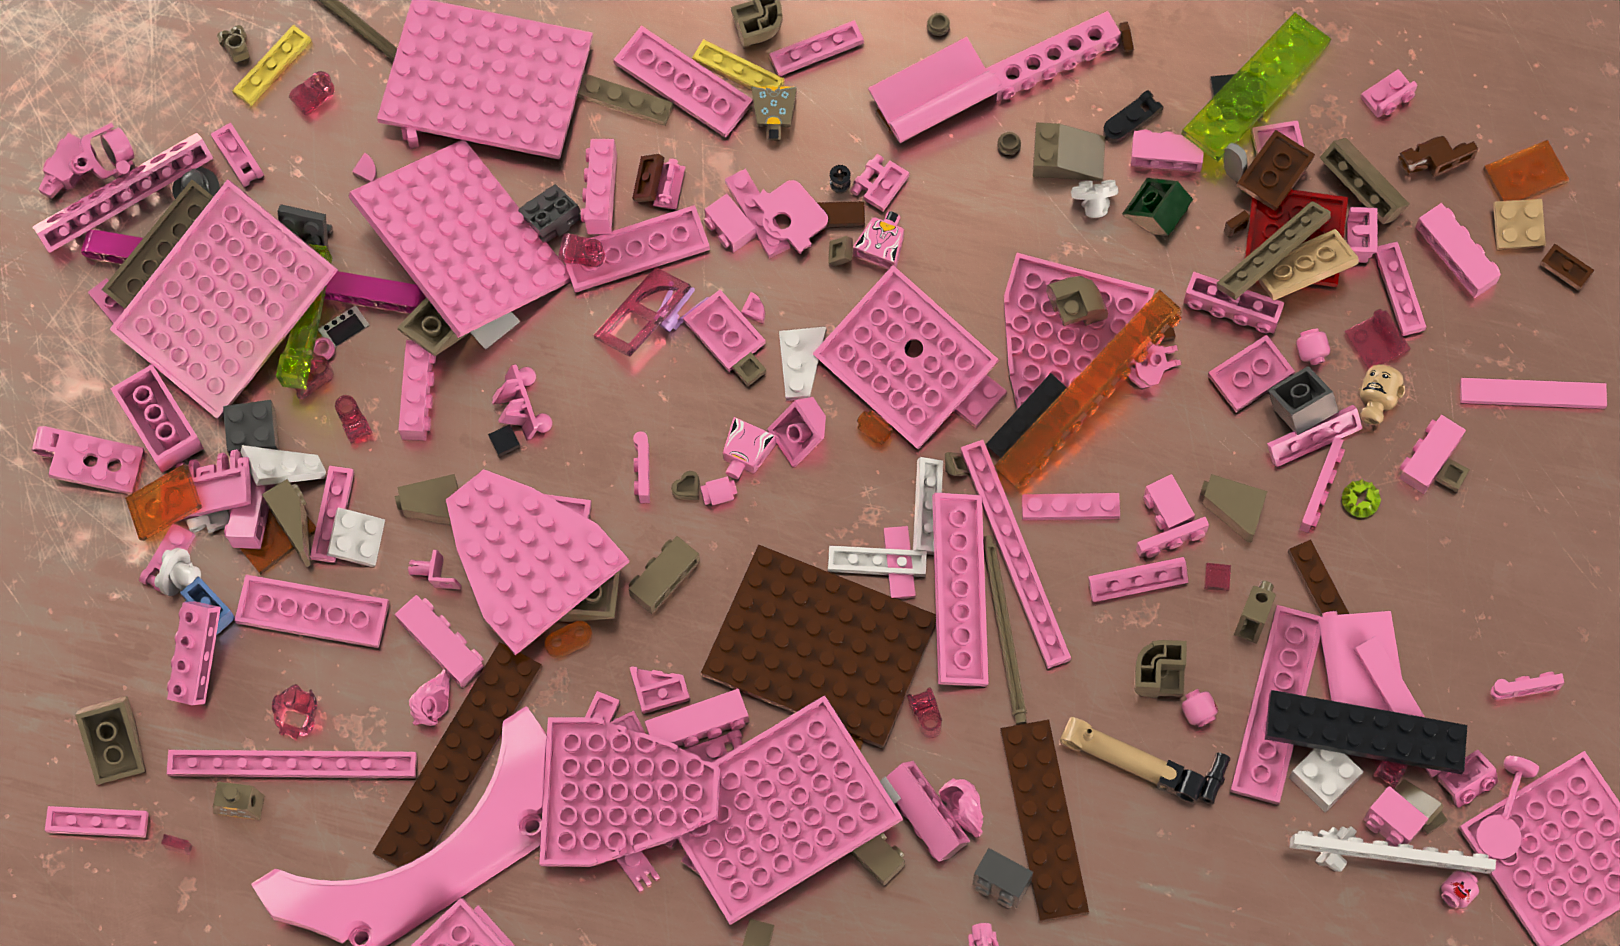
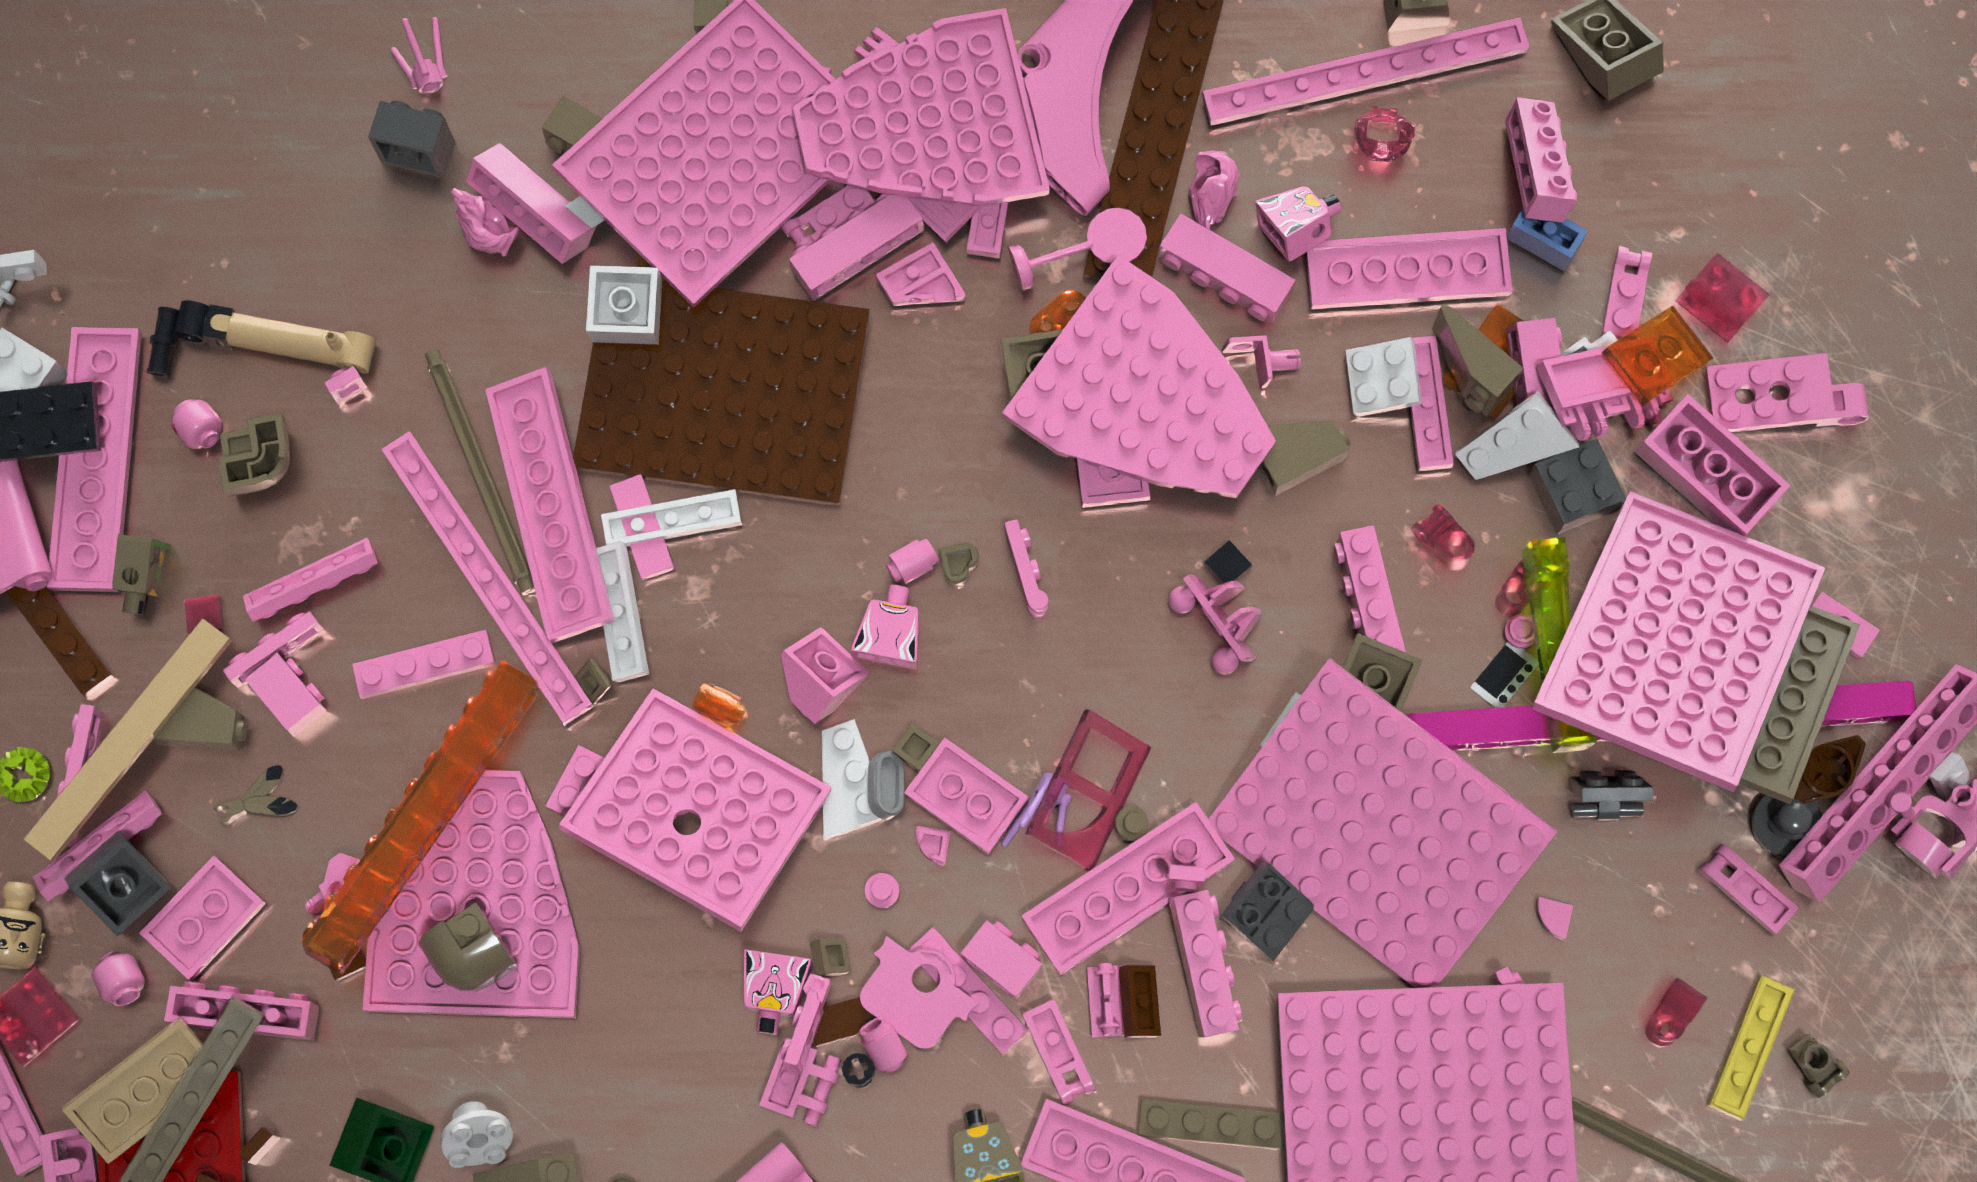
camera: 165 degrees right, 5 degrees up
(80, 189) = (1949, 775): none -> white plate
(102, 538) = (1722, 297): none -> clear pink hinge
(152, 205) = (1830, 769): none -> reddish brown hat
(176, 572) = (1602, 263): white plate -> none
(378, 659) = (1296, 220): none -> bright pink torso
(512, 680) = (1108, 234): none -> bright pink piece
(578, 250) = (1206, 850): clear pink piece -> none
(596, 230) = (1186, 877): none -> bright pink plate
(621, 288) = (1131, 823): none -> dark tan plate
(663, 574) = (955, 429): dark tan brick -> none
(709, 163) = (1058, 1050): none -> bright pink plate
(775, 348) = (886, 785): none -> light grey tile
(796, 286) = (882, 890): none -> bright pink plate
(820, 188) = (883, 1045): none -> bright pink brick
(866, 210) = (806, 1022): none -> bright pink hinge
(873, 704) = (624, 304): none -> white brick
(925, 708) = (562, 337): clear pink piece -> none
(1026, 415) = (506, 768): black plate -> none
(1044, 821) = (378, 240): reddish brown plate -> none
(1088, 712) = (345, 383): none -> bright pink plate
(1202, 442) = (257, 799): none -> dark tan piece
(1280, 491) = (127, 740): none -> tan tile

